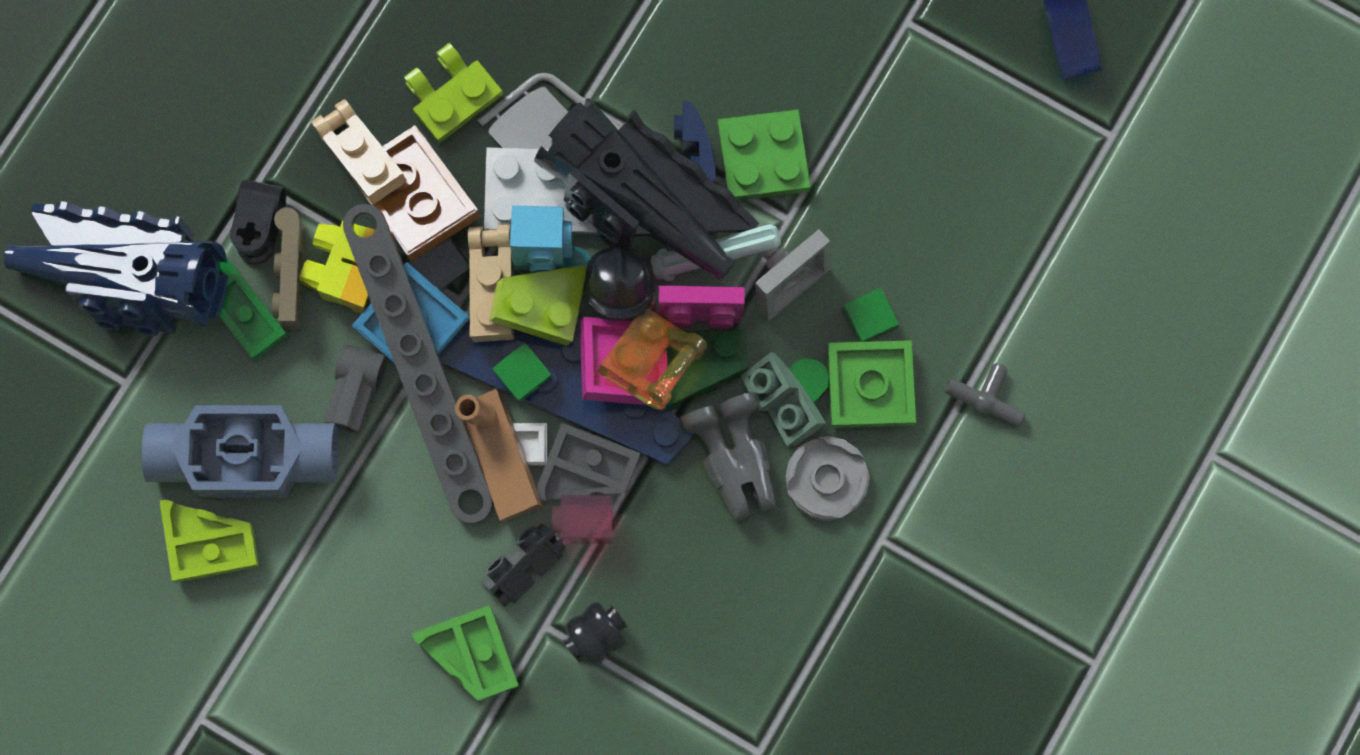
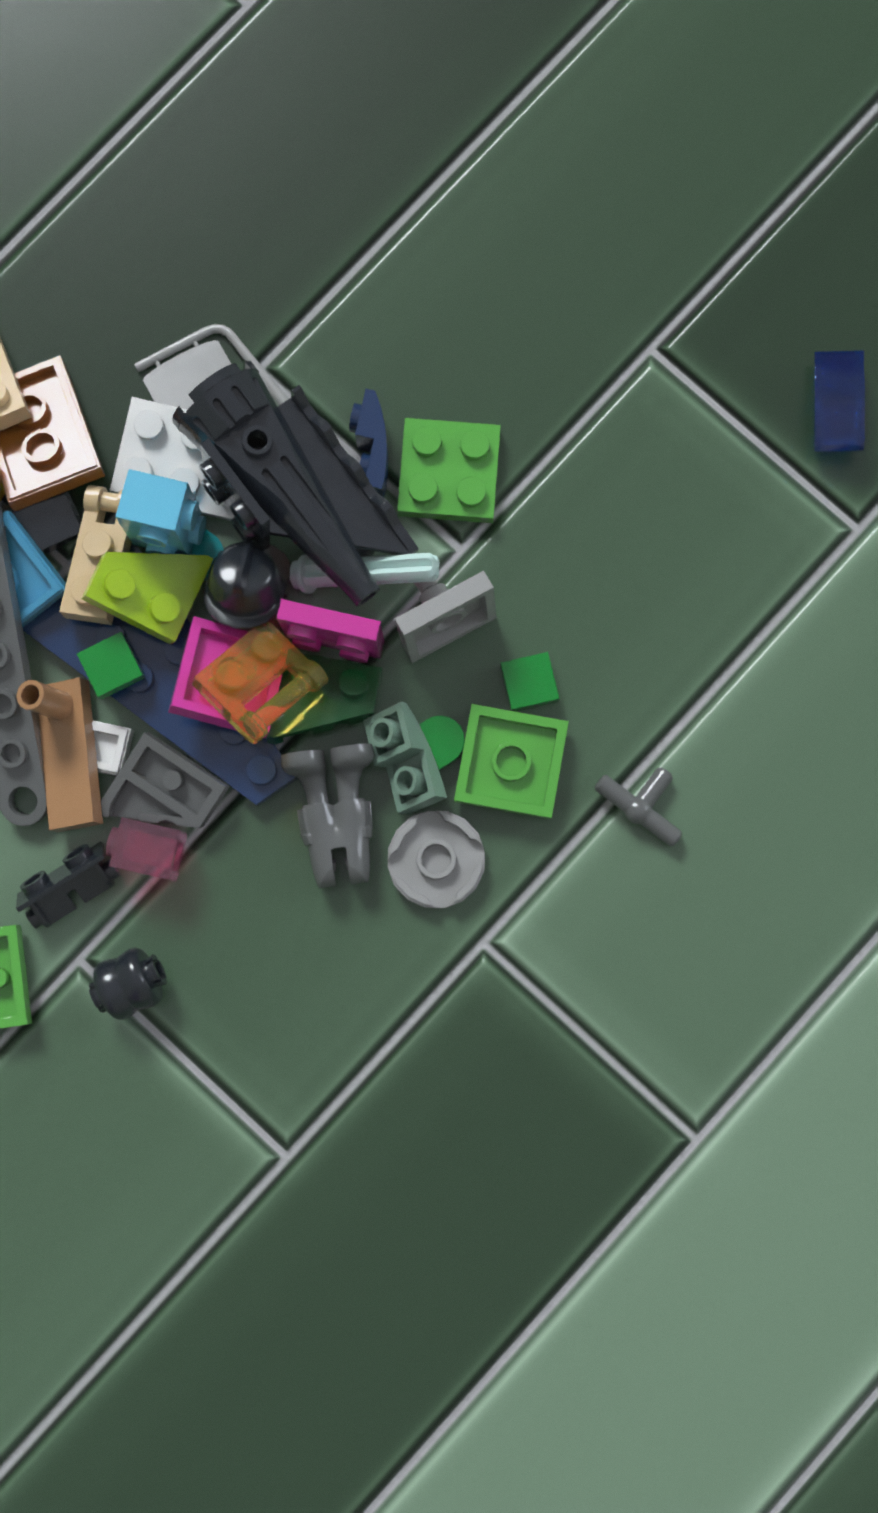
camera: 20 degrees right, 5 degrees up
(456, 101) = (114, 336): lime plate -> none

